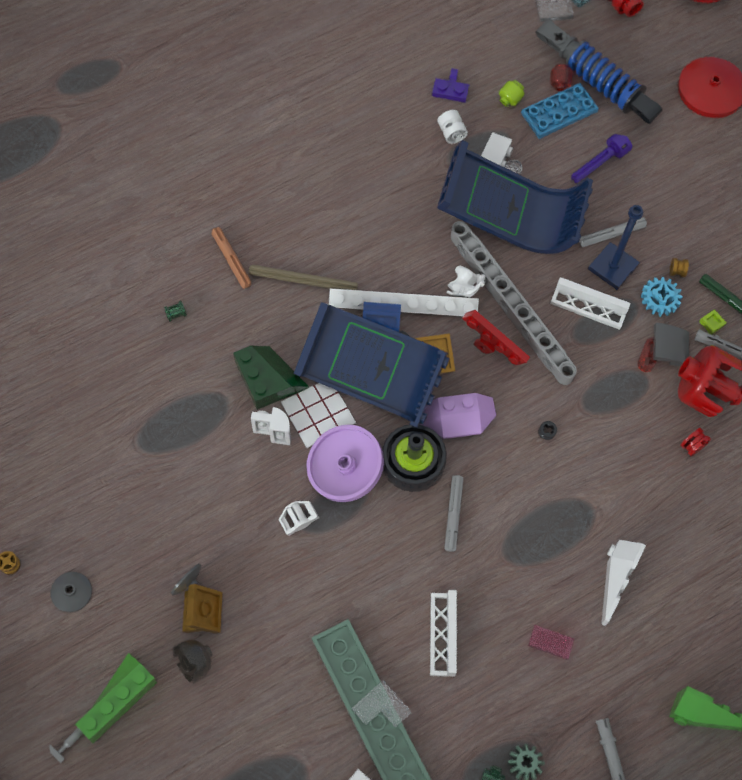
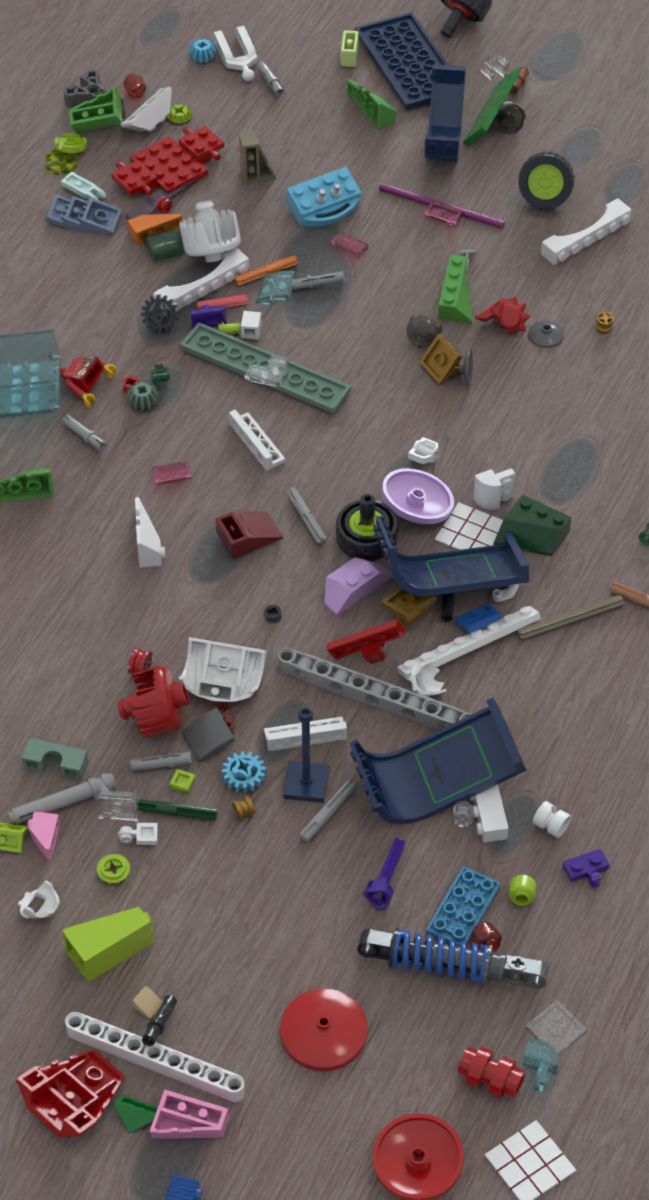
camera: 150 degrees right, 15 degrees down
(97, 627) = (508, 313): none -> red head
(520, 523) = (246, 531): none -> dark red slope
(631, 390) = (222, 670): none -> white piece

